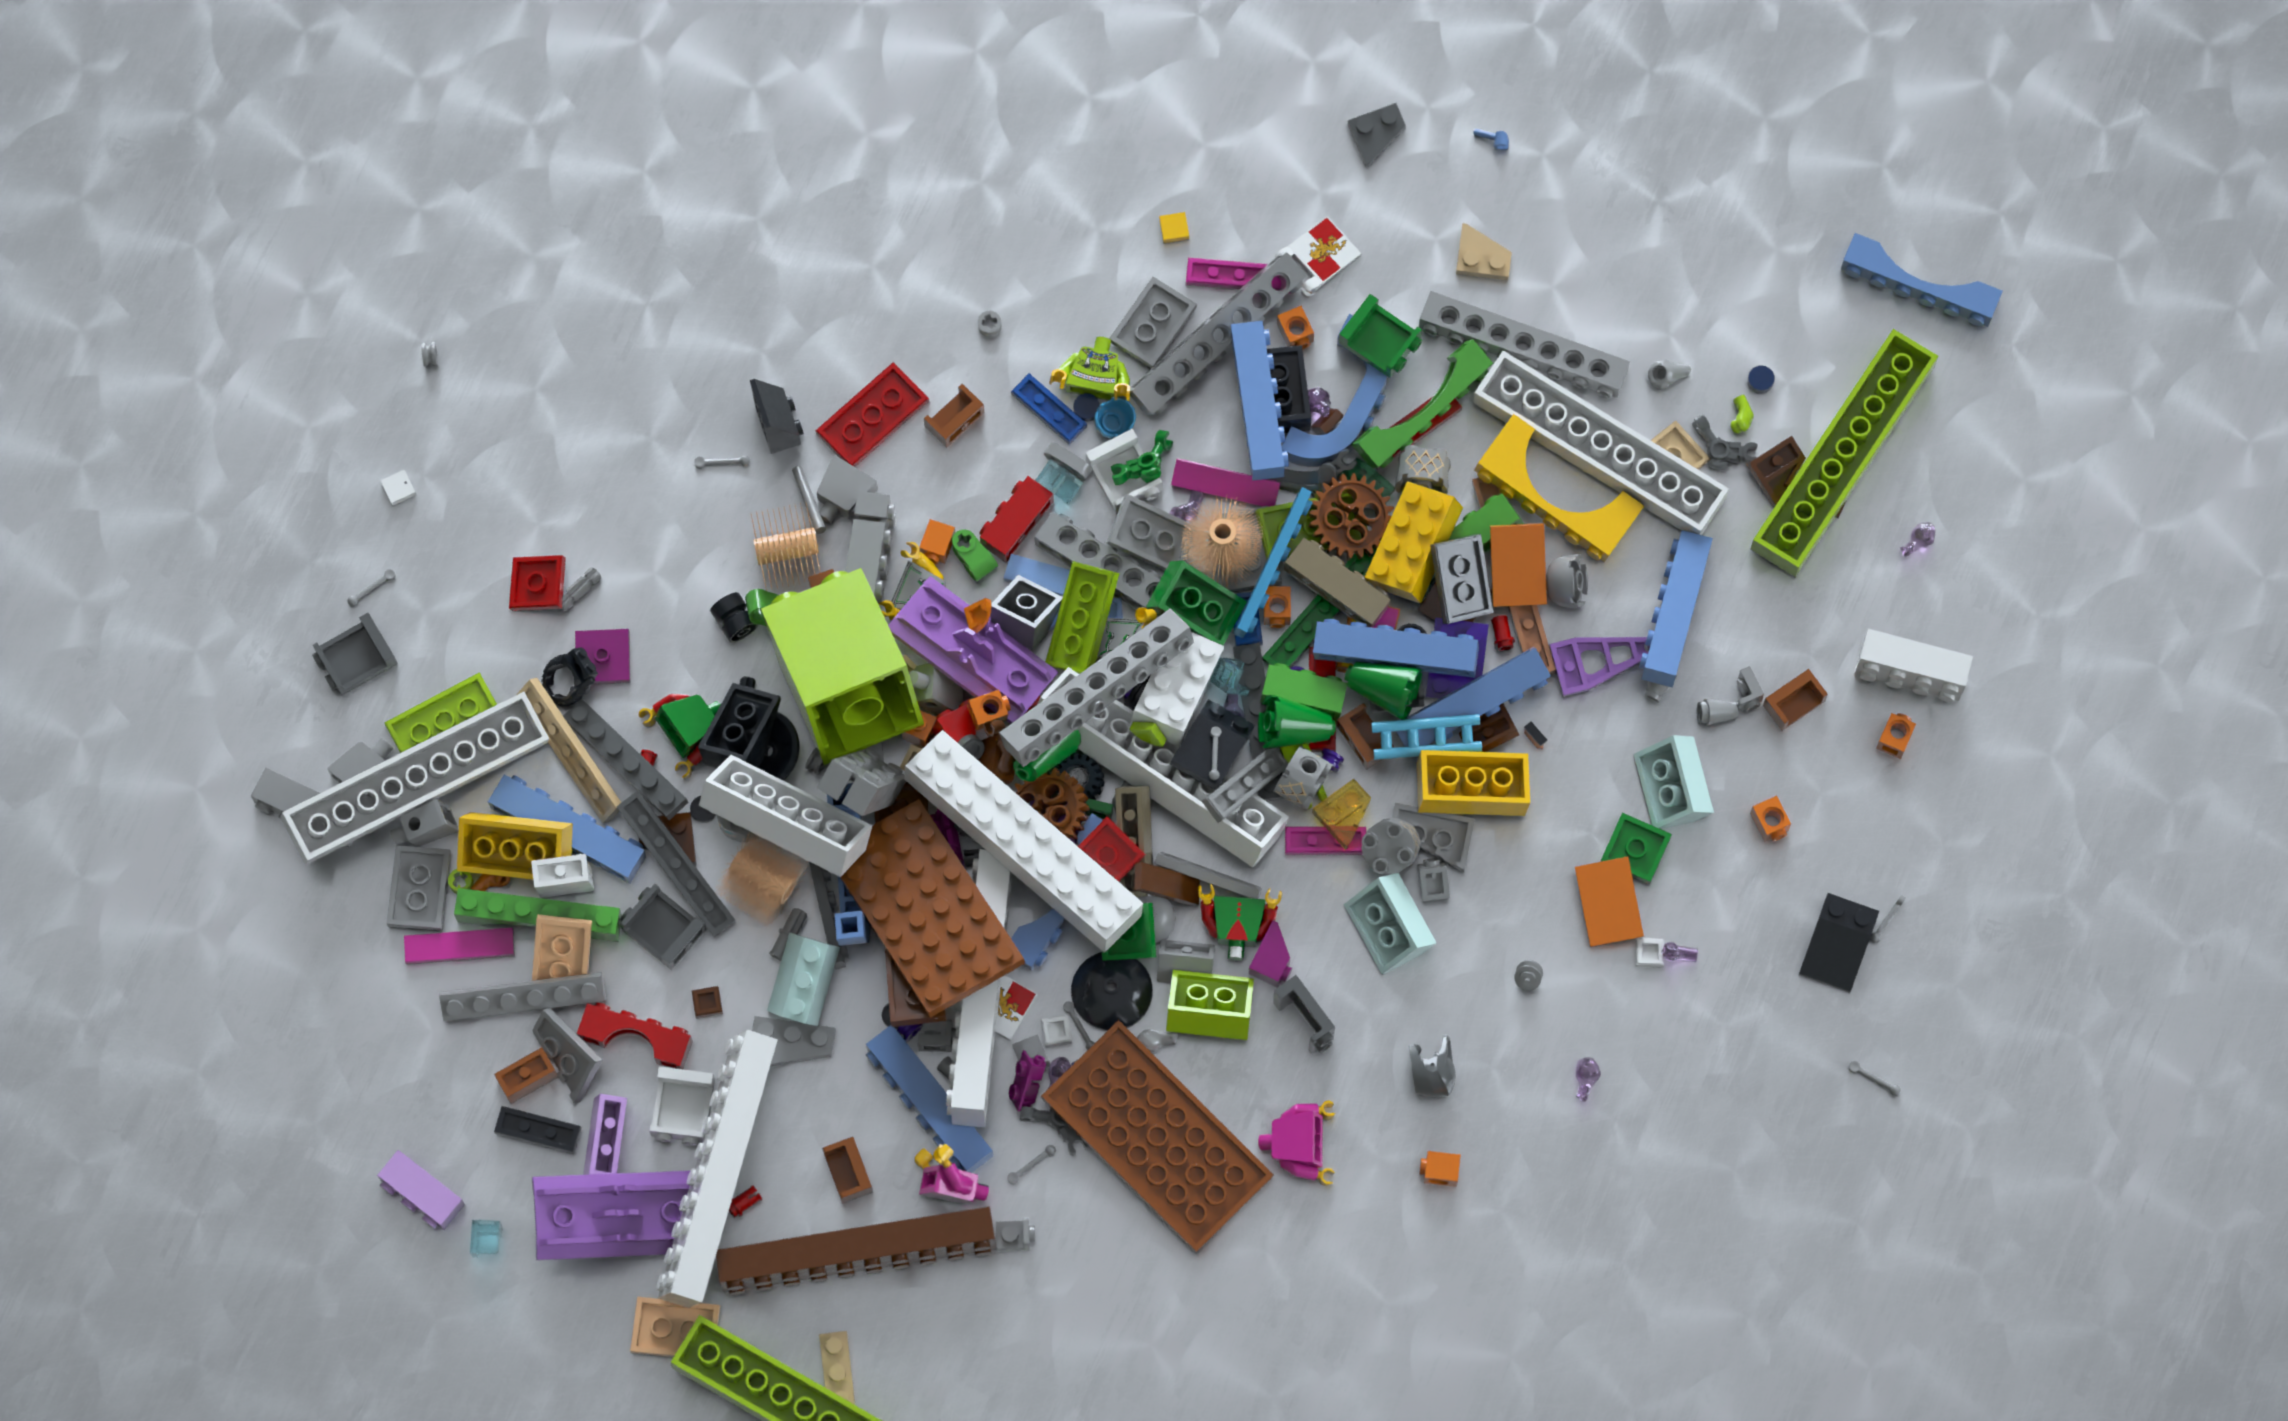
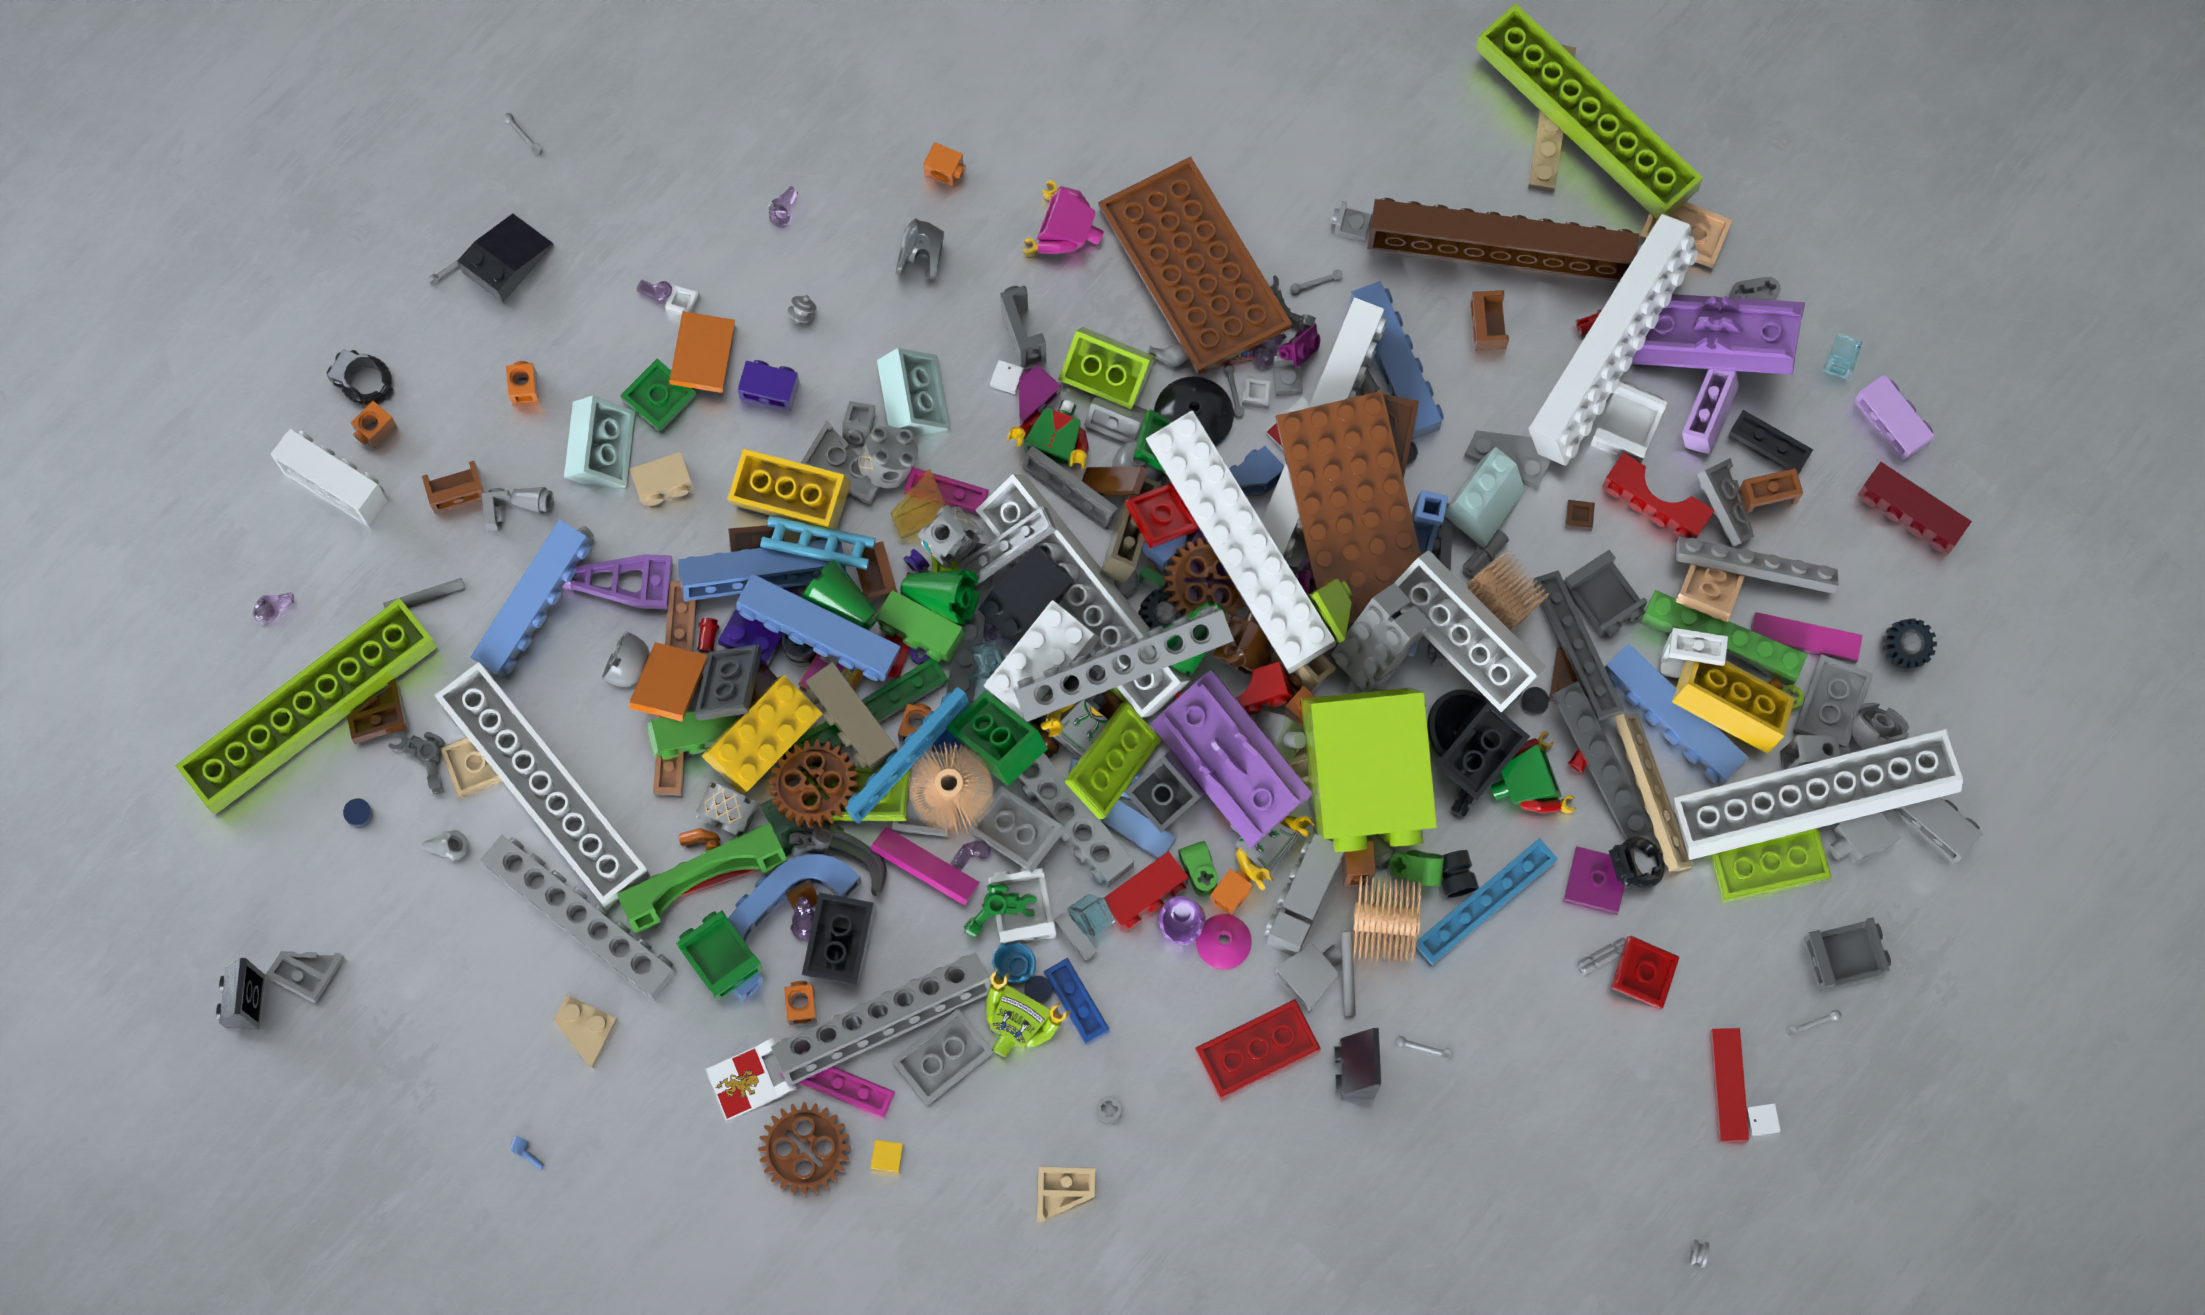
camera: 165 degrees left, 0 degrees up
(358, 963) = (1909, 643): none -> black wheel
(368, 867) = (1878, 727): none -> light grey cylinder
(381, 1102) = (1914, 508): none -> dark red brick
(436, 509) = (1729, 1085): none -> red tile
(593, 1290) = (1753, 286): none -> light grey beam
(698, 604) = (1485, 901): none -> dark azure plate
(918, 801) = (1334, 607): none -> lime slope
(940, 510) = (1224, 955): none -> dark pink dish
(946, 1180) = (1402, 273): dark pink torso -> none
(955, 416) = (1175, 1019): dark orange panel -> none
(973, 745) = (1262, 657): dark grey tile -> none
(974, 498) = (1181, 920): none -> medium lavender hair
(977, 713) = (1243, 690): orange brick -> none
(978, 614) = (1216, 782): orange tile -> none
(1008, 244) = (1062, 1189): none -> tan wing
(1148, 732) = (1085, 618): lime tile -> none
(1215, 734) = (1020, 598): light grey hinge -> none
(1258, 401) = (866, 920): medium blue brick -> none
(1259, 190) = (822, 1131): none -> dark orange gear
(1307, 970) = (1006, 377): none -> white tile
(1376, 131) = (642, 1197): dark grey wing -> none
(1449, 445) = (700, 835): none -> orange arm
(1533, 889) = (768, 384): none -> dark purple brick
(1535, 735) = (712, 528): black piece -> none
(1594, 530) = (642, 789): yellow arch -> none
(1600, 765) = (661, 479): none -> tan brick
(1744, 417) = (388, 779): lime arm -> none
(1749, 226) = (304, 973): none -> light grey wing
(1782, 593) = (430, 593): none -> light grey bar
(1794, 182) = (241, 996): none -> black slope
(1948, 778) = (346, 364): none -> black piece
(1971, 301) = (197, 896): medium blue arch -> none

